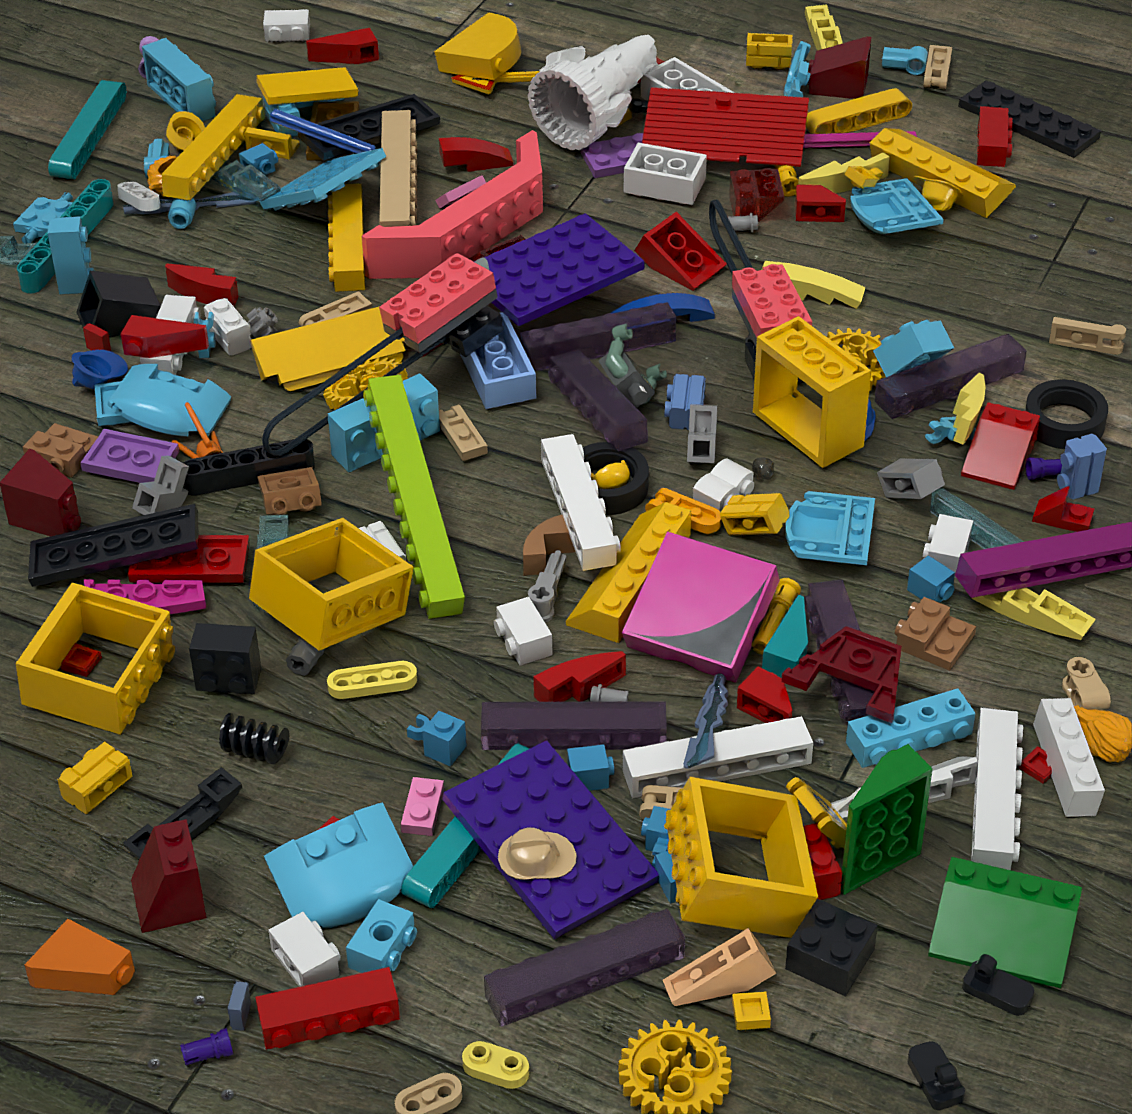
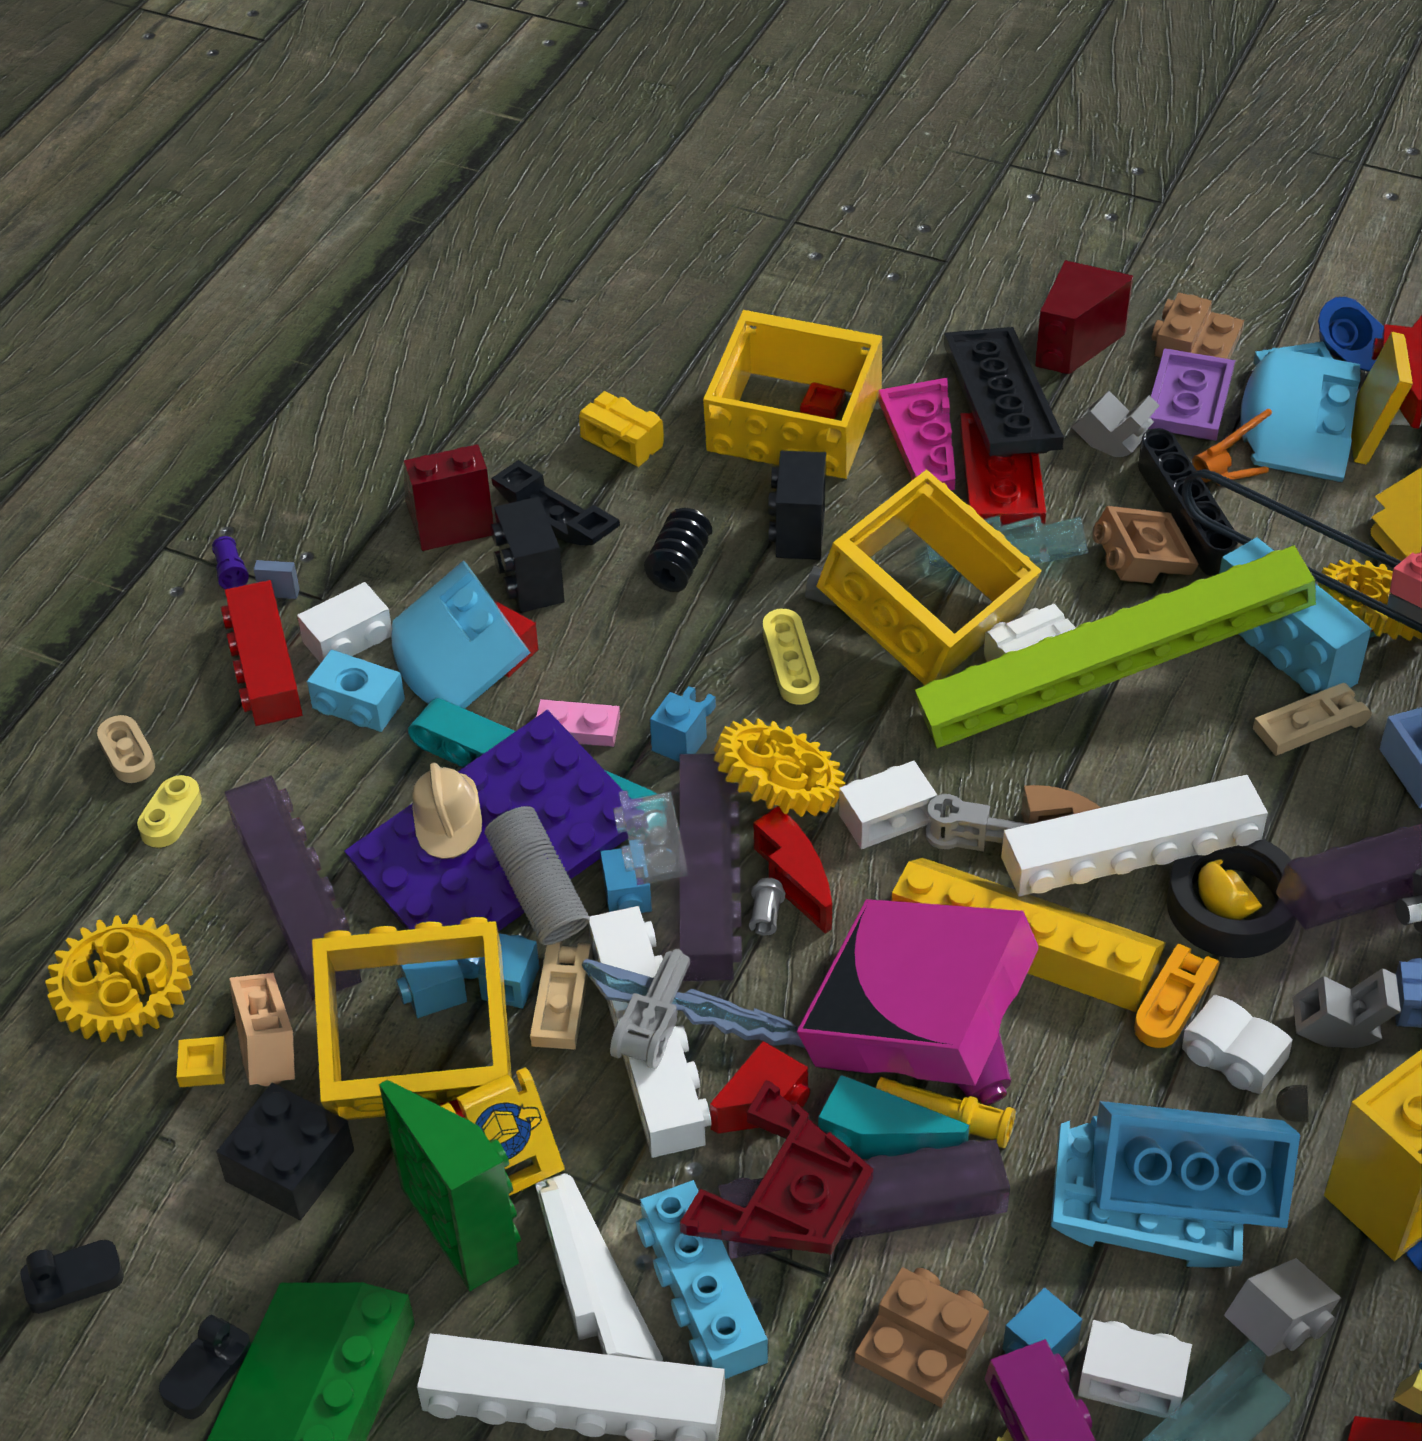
camera: 90 degrees right, 5 degrees up
(80, 962) = (356, 450): orange slope -> none
(186, 346) = (1380, 397): none -> yellow tile
(252, 820) = (528, 555): none -> black brick
(495, 677) = (779, 767): none -> yellow gear
(574, 732) = (652, 836): none -> clear bracket
(608, 792) = (539, 882): none -> light grey piece
(732, 734) = (651, 1018): none -> light grey connector
(754, 514) = (1161, 1072): yellow brick -> none
(822, 499) = (1194, 1164): none -> dark azure slope

